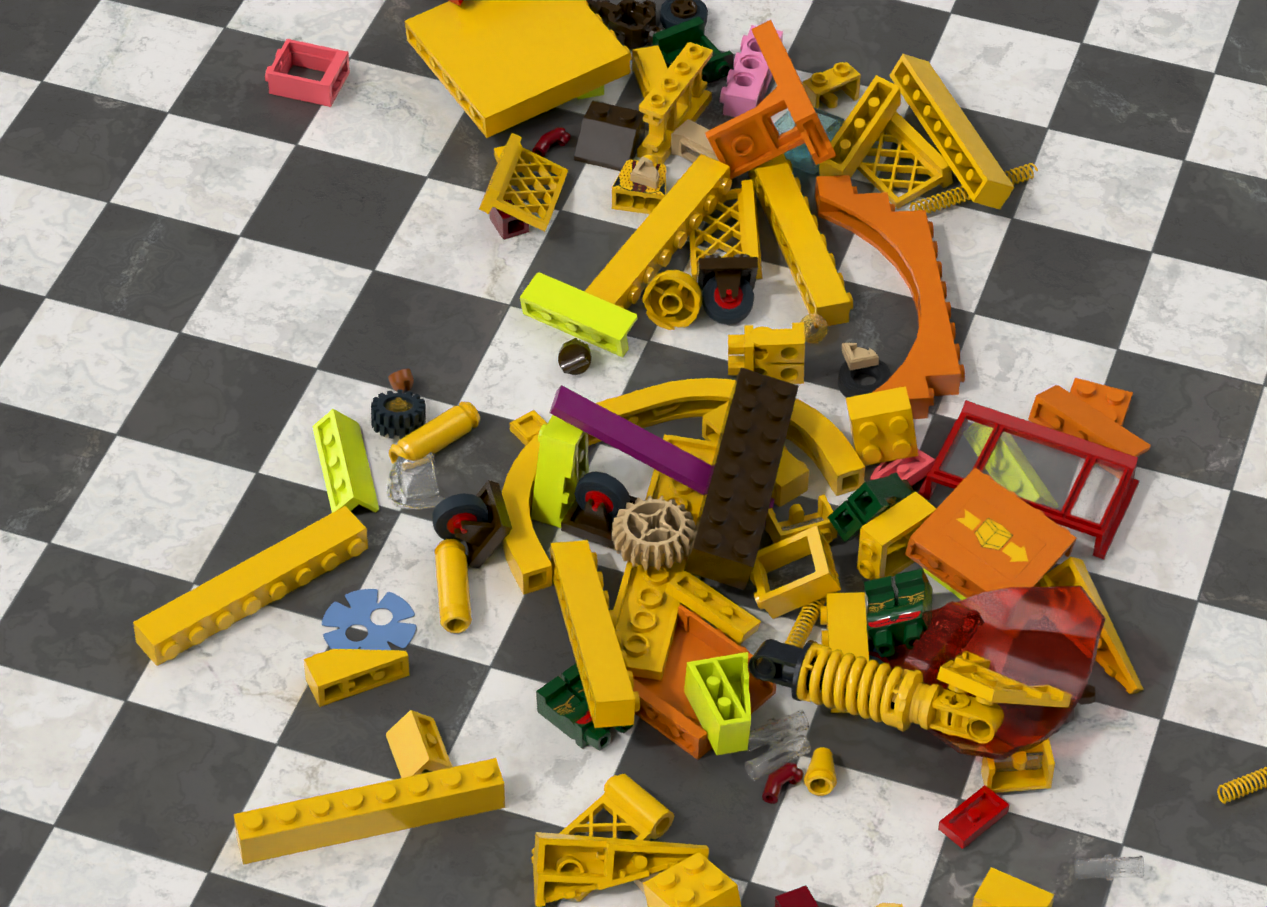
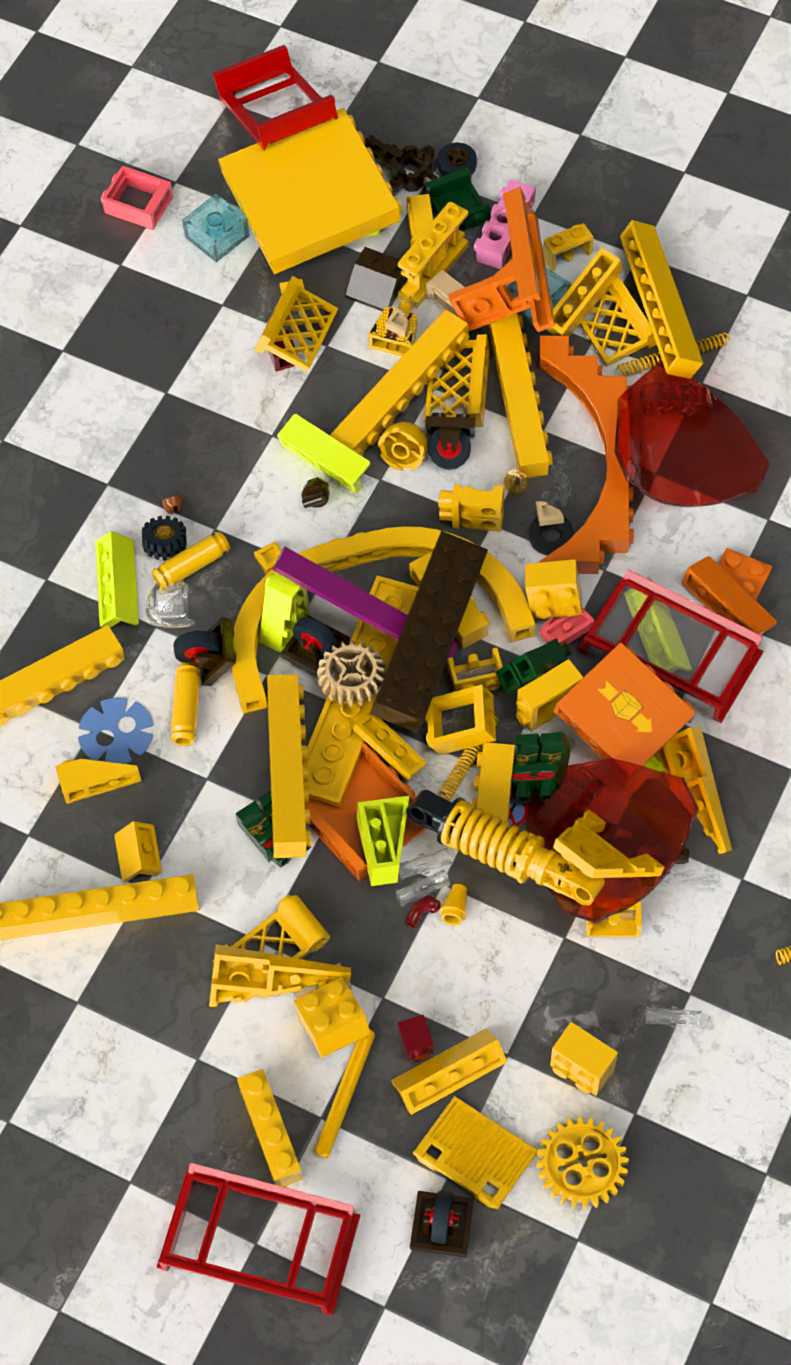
camera: 10 degrees right, 15 degrees up
(409, 95) = (216, 227): none -> clear light blue brick
(548, 139) = (327, 276): dark red arm -> none
(973, 817) = (571, 959): red plate -> none
(1009, 276) = (684, 443): none -> clear red windscreen

